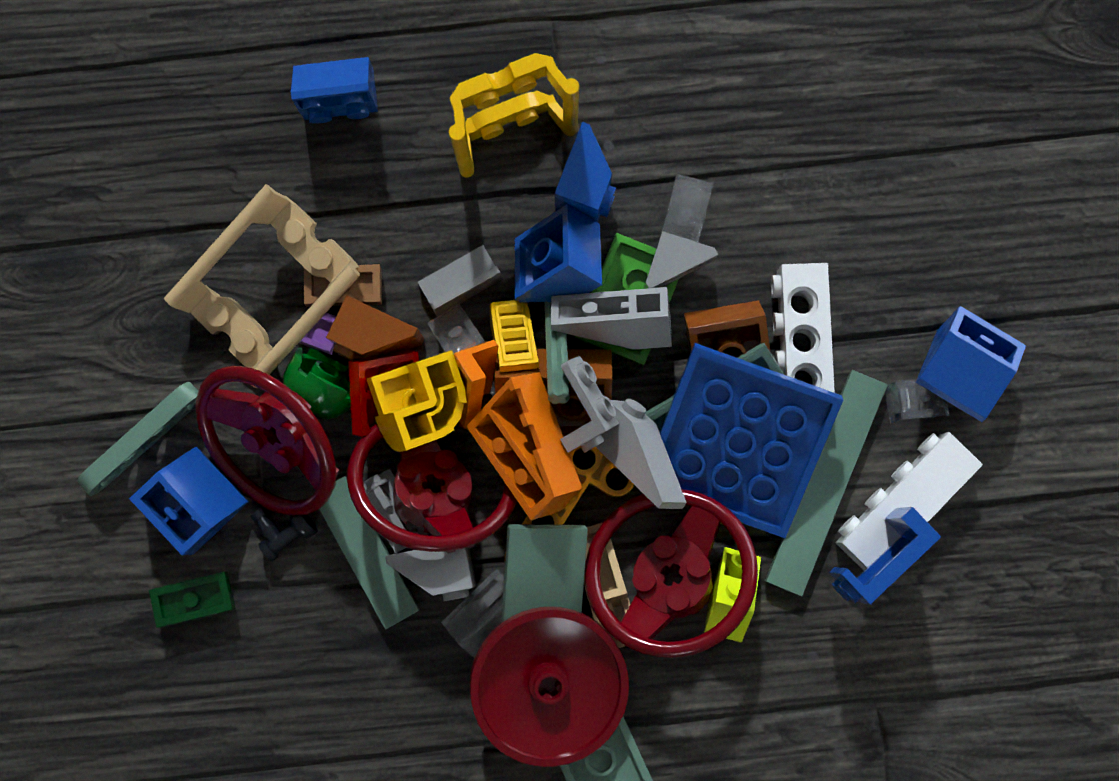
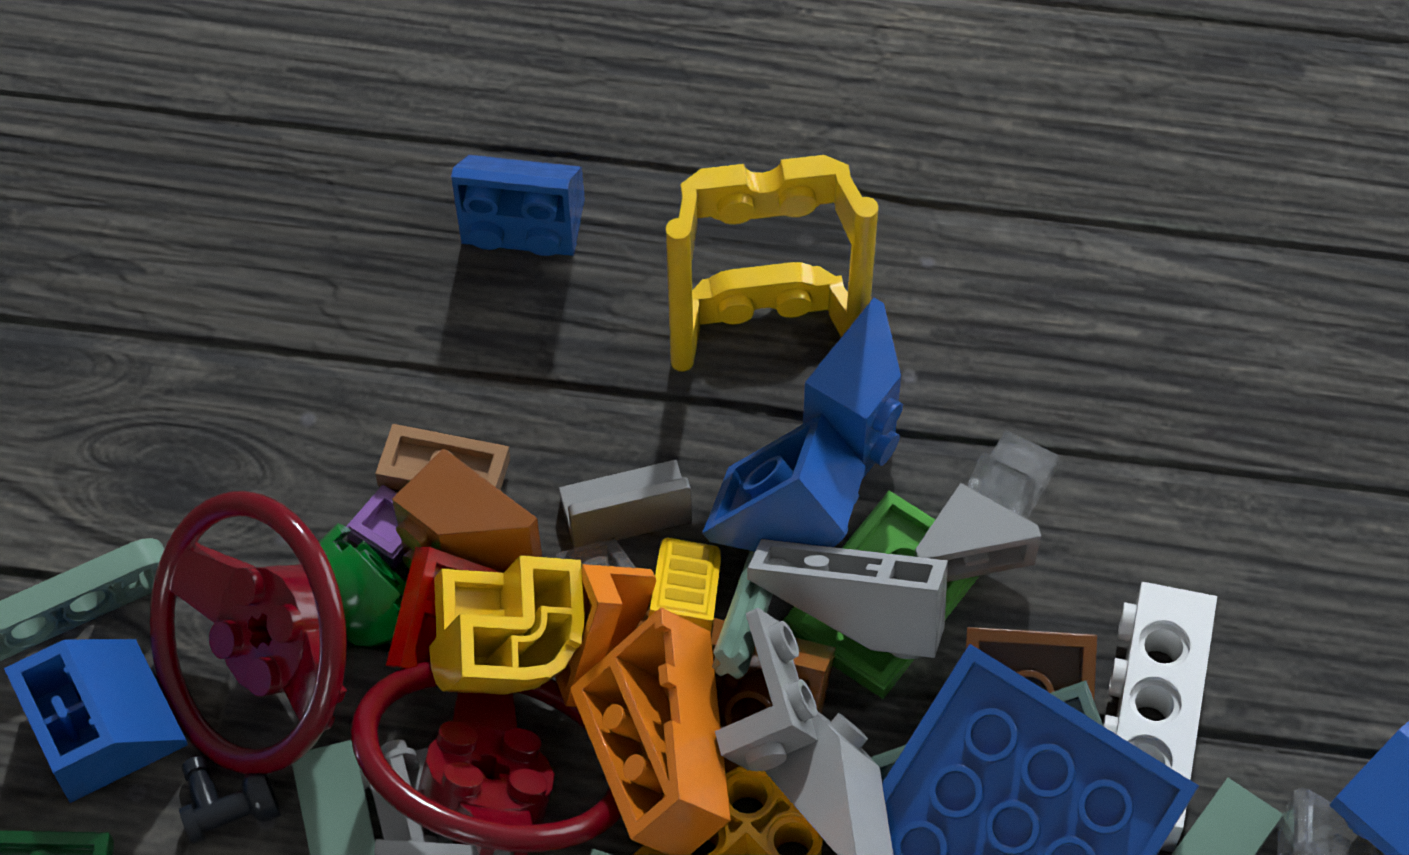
camera: 15 degrees right, 25 degrees down
(224, 314) = (395, 370): tan piece -> none

